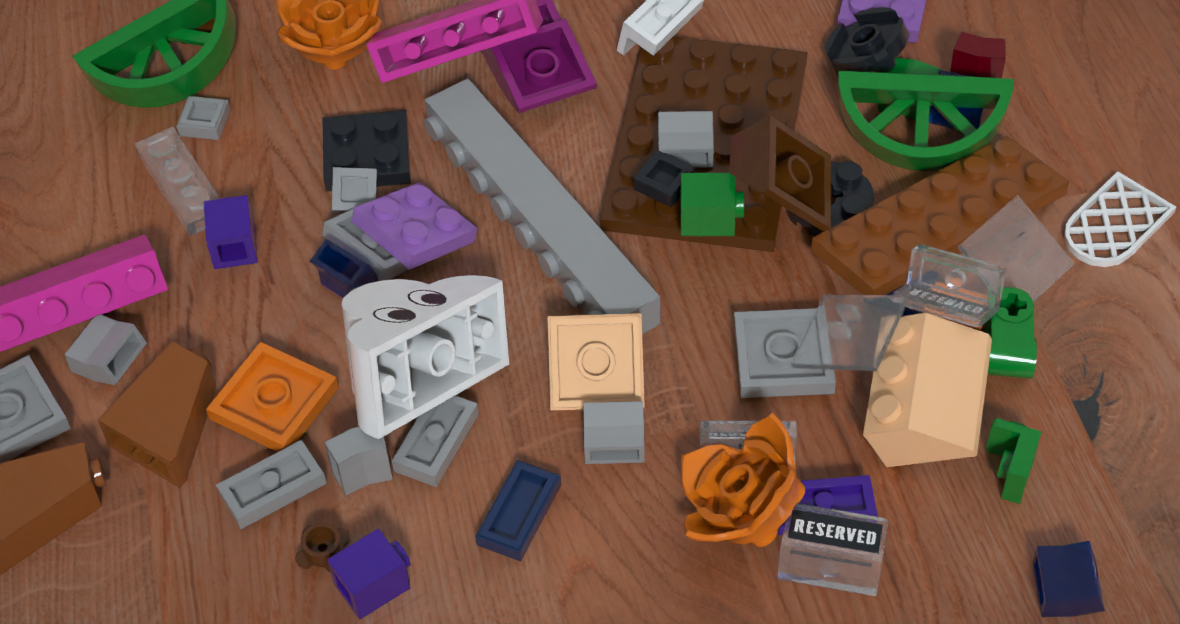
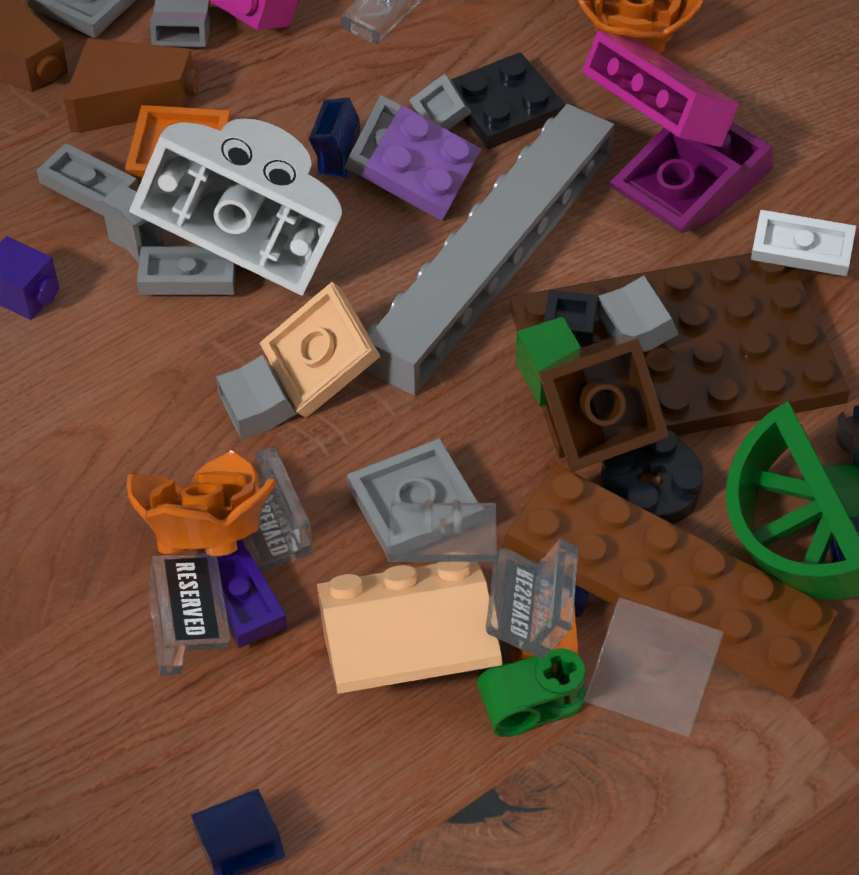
camera: 65 degrees right, 0 degrees up
(230, 232) = (346, 44): dark purple brick -> none
(317, 536) = (43, 236): reddish brown plate -> none
(518, 510) = (139, 362): dark blue tile -> none
(1018, 450) = (368, 747): green bracket -> none
(1138, 191) = (757, 791): white window -> none

